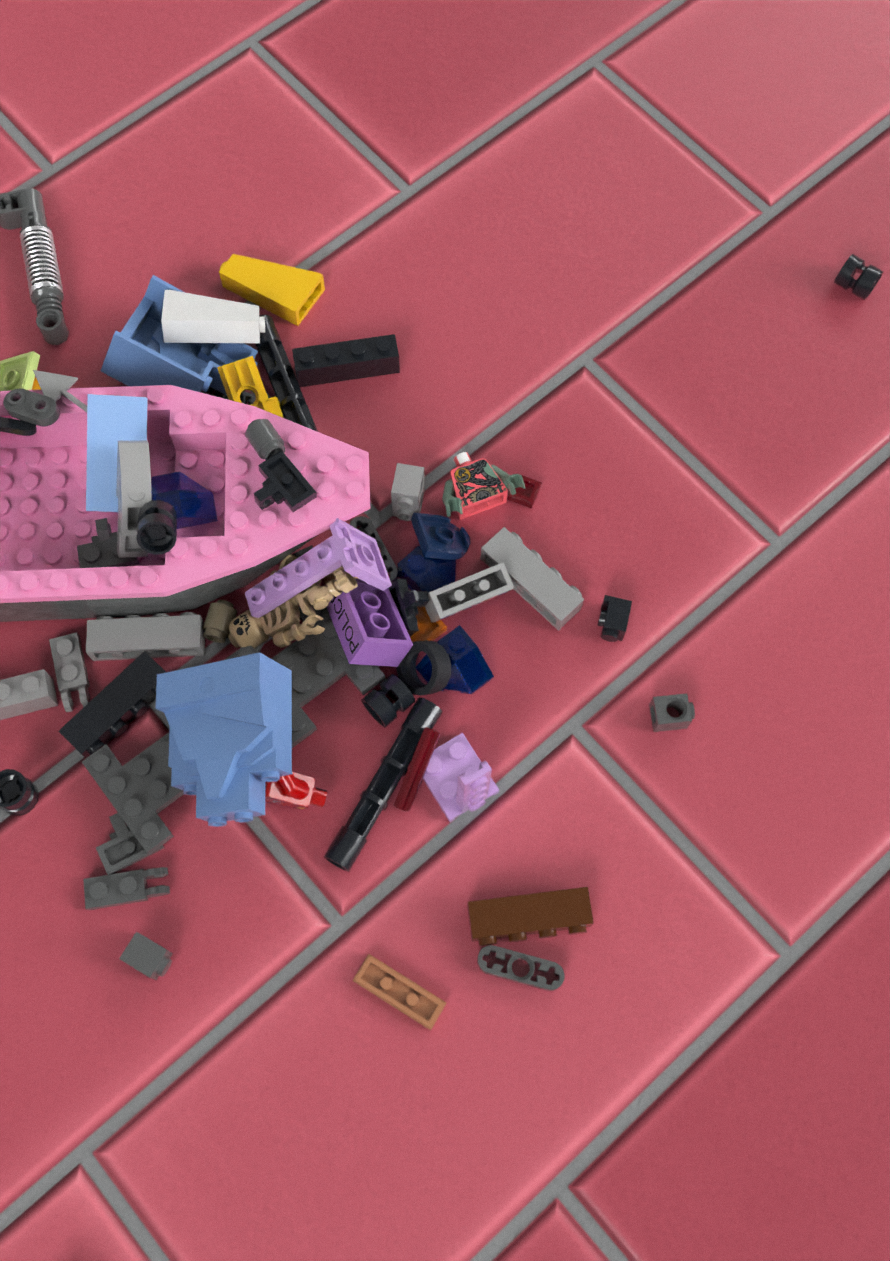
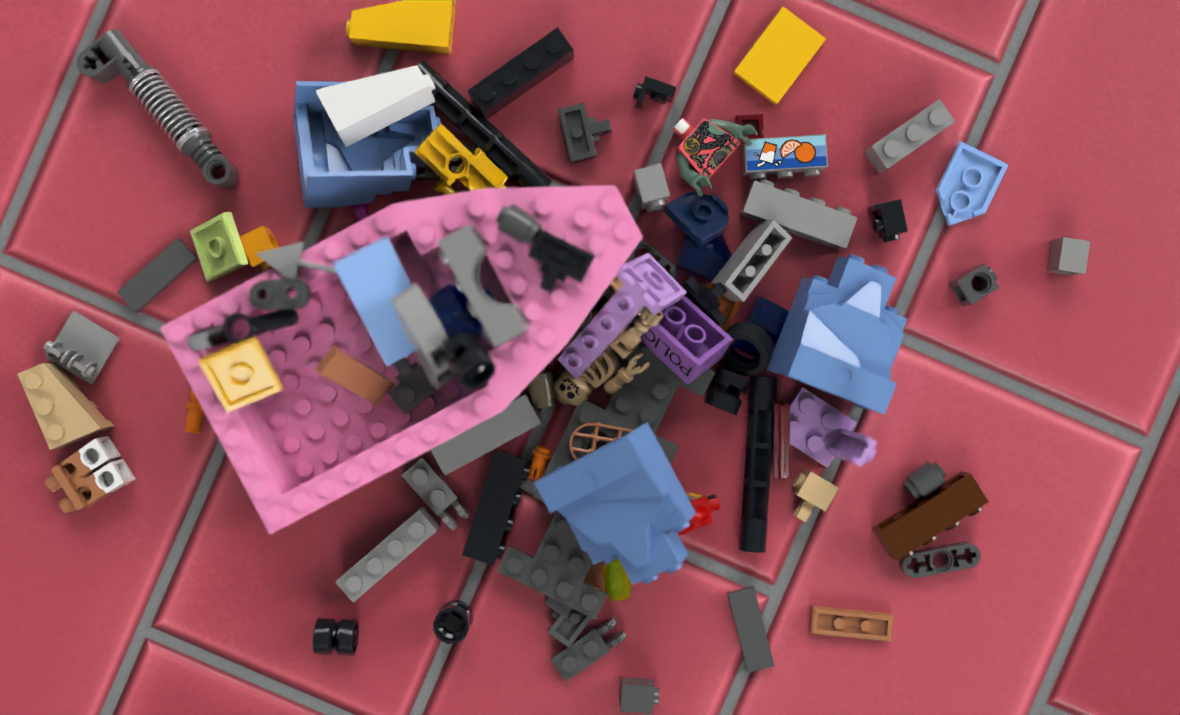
camera: 25 degrees left, 20 degrees up
(55, 510) = (355, 375): none -> nougat tile
(189, 832) = (616, 581): none -> clear neon green brick
(205, 444) = (464, 253): none -> light grey arch
(295, 947) = (750, 629): none -> dark grey tile
(374, 427) = (581, 132): none -> dark grey hinge
(425, 836) = (813, 492): none -> tan brick
(454, 420) = (658, 91): none -> black bracket
(522, 694) = (843, 334): none -> medium blue panel
(541, 877) = (925, 480): none -> dark grey brick
(543, 523) = (784, 156): none -> brick
(579, 444) = (779, 55): none -> yellow tile
(665, 555) = (909, 136): none -> light grey brick
(705, 623) = (968, 183): none -> light blue tile
(774, 728) = (1068, 256): none -> light grey panel

